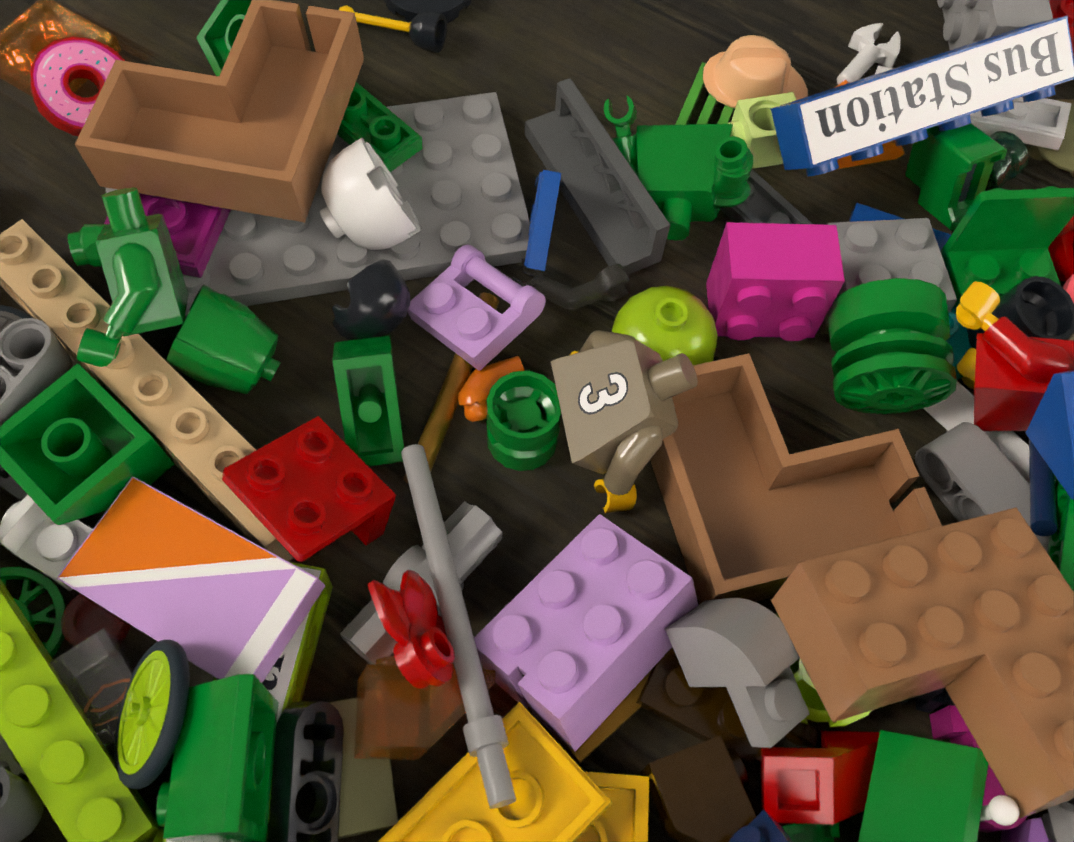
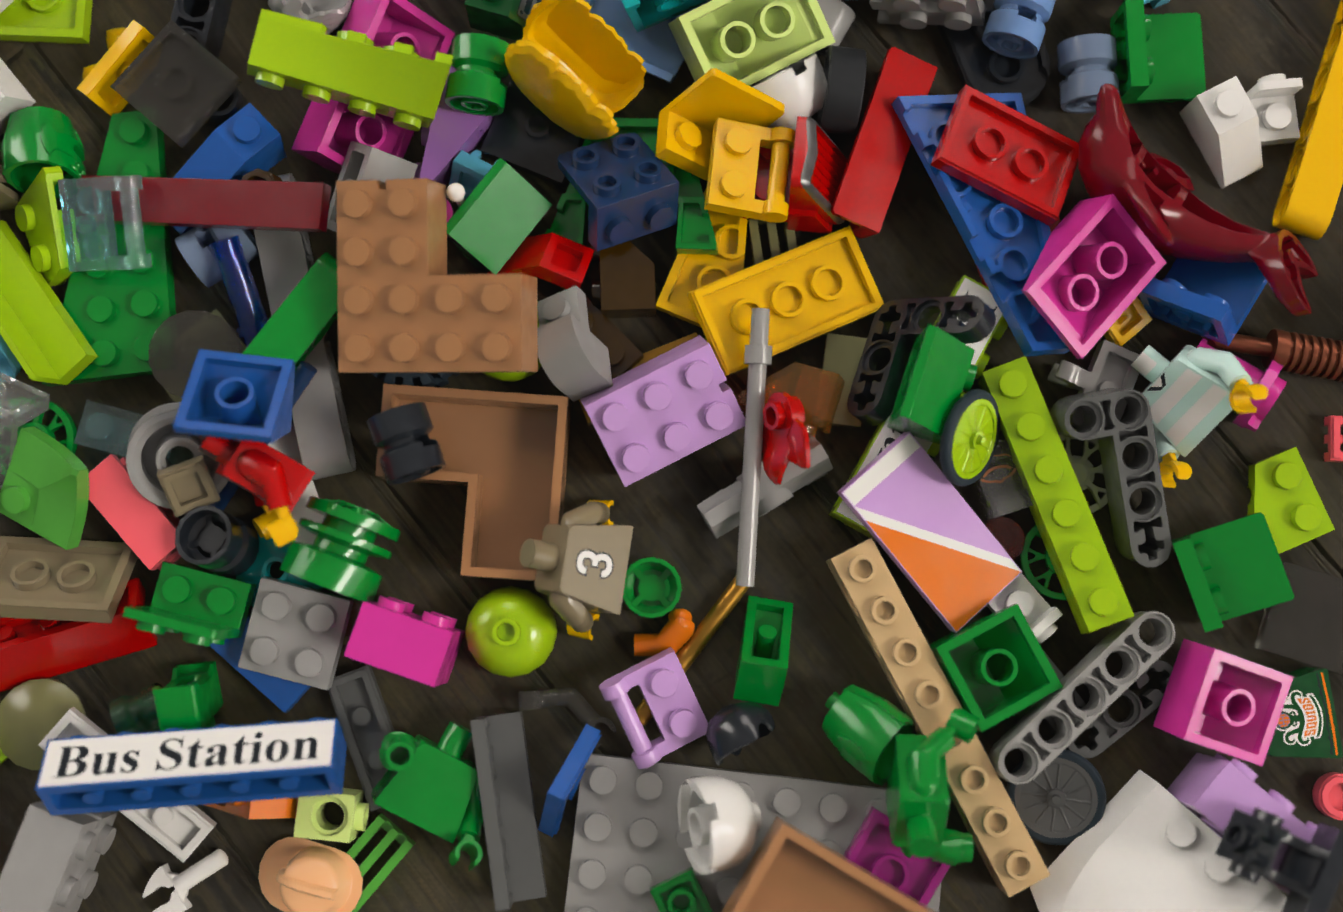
camera: 155 degrees left, 20 degrees up
(311, 490) = (830, 571): red bracket -> none
(884, 435) = (406, 443): none -> black wheel

